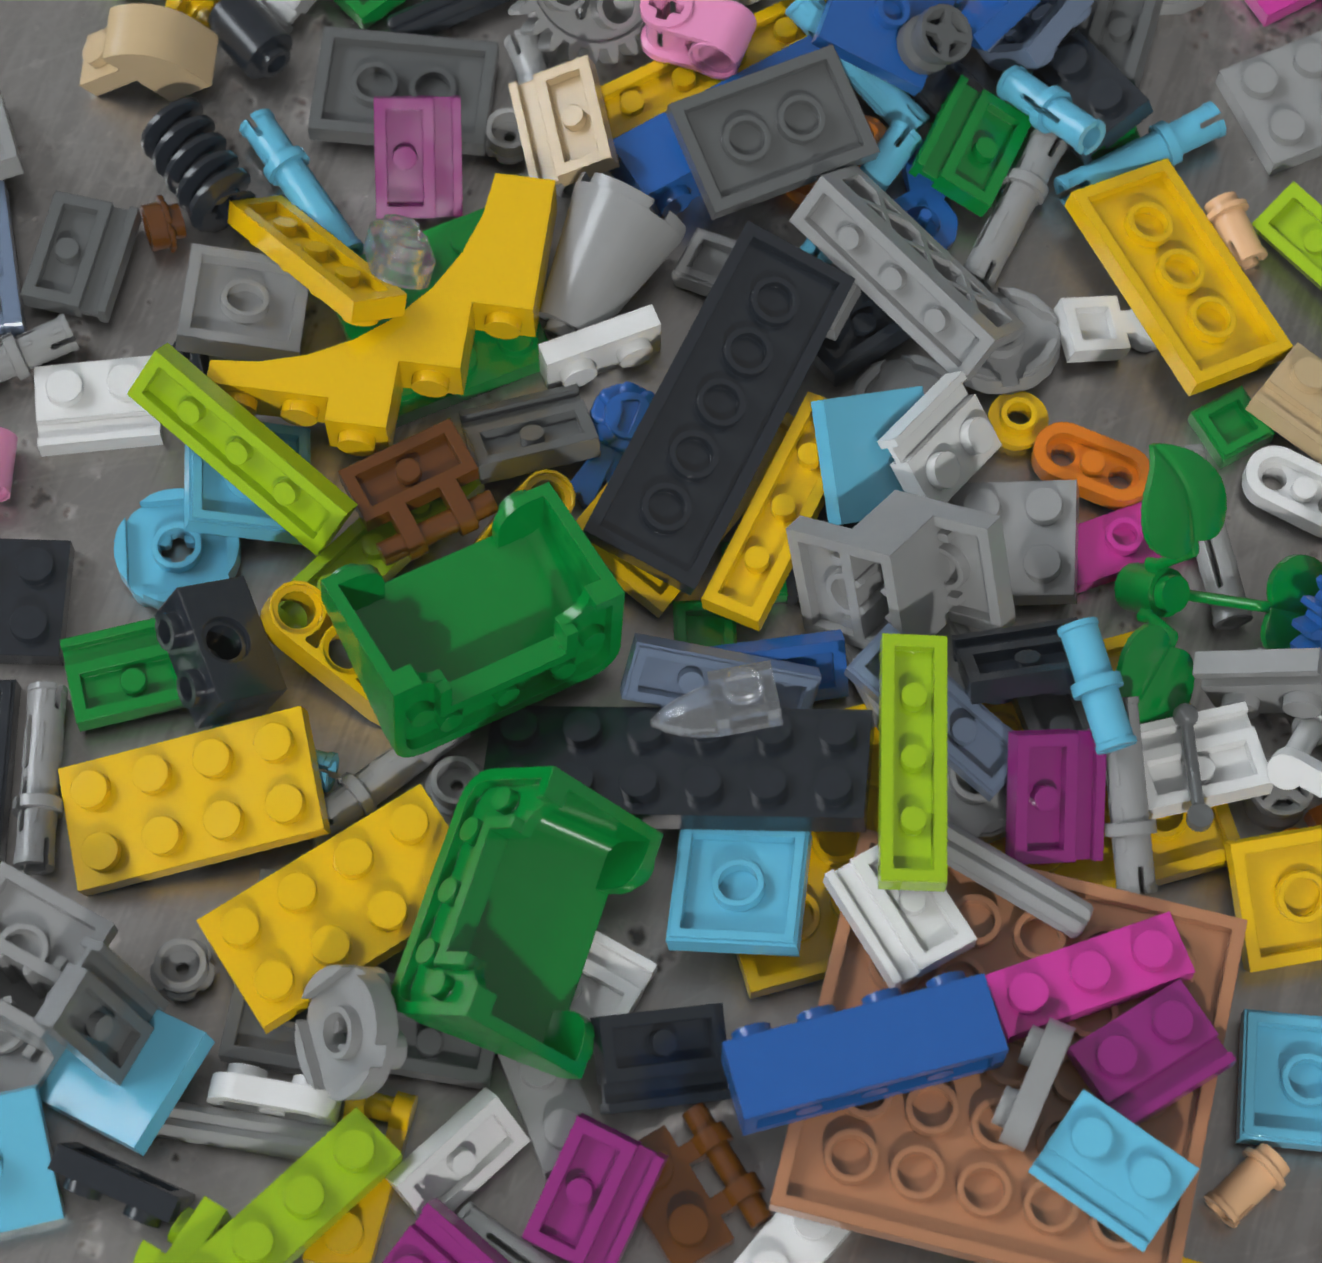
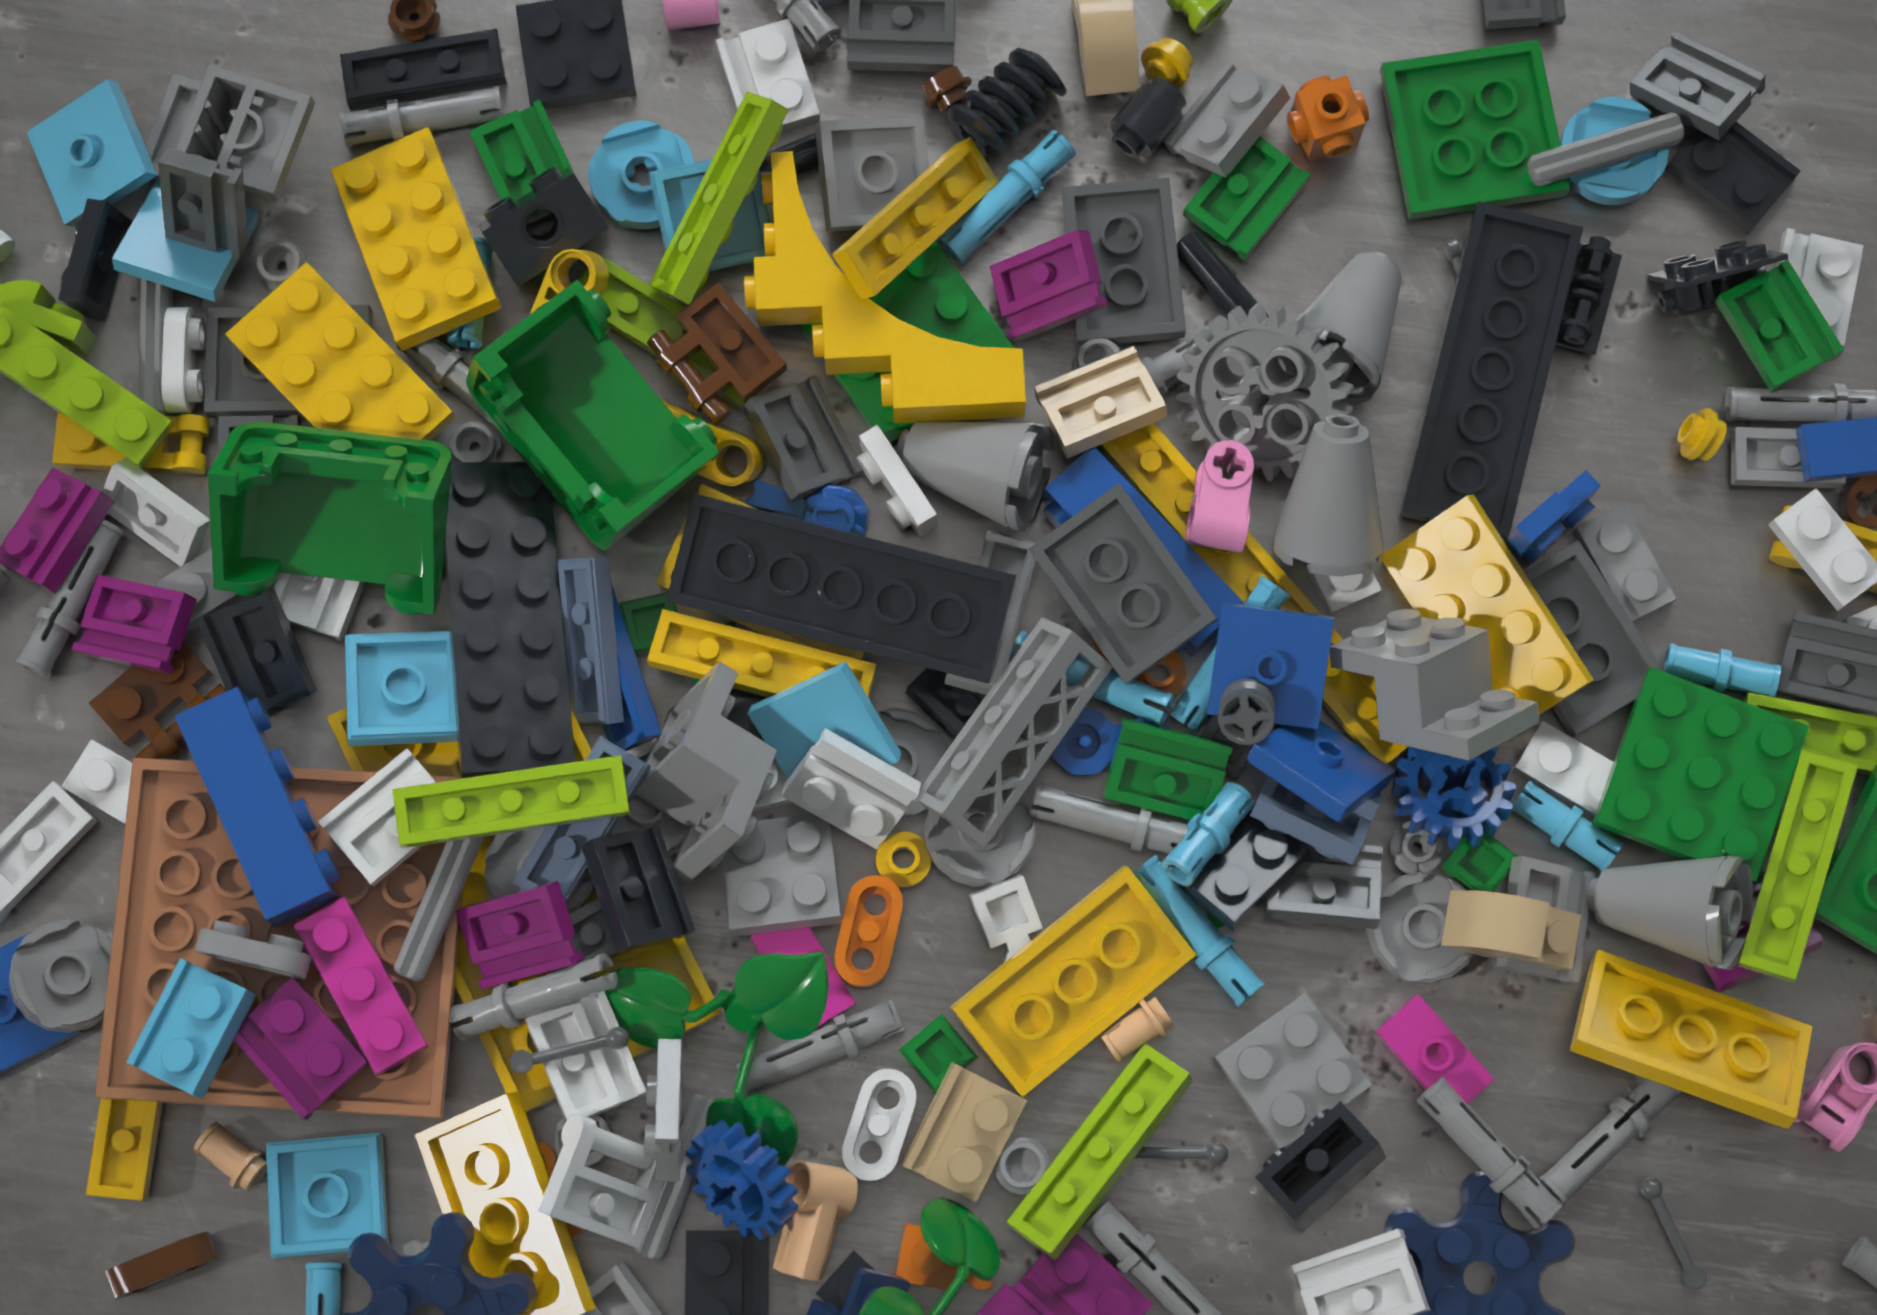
camera: 80 degrees right, 10 degrees up
(356, 1002) = (220, 398): light grey plate -> none
(399, 252) = (929, 286): clear plate -> none
(732, 703) = (558, 644): clear plate -> none
(1097, 685) = (601, 945): medium azure pin -> none

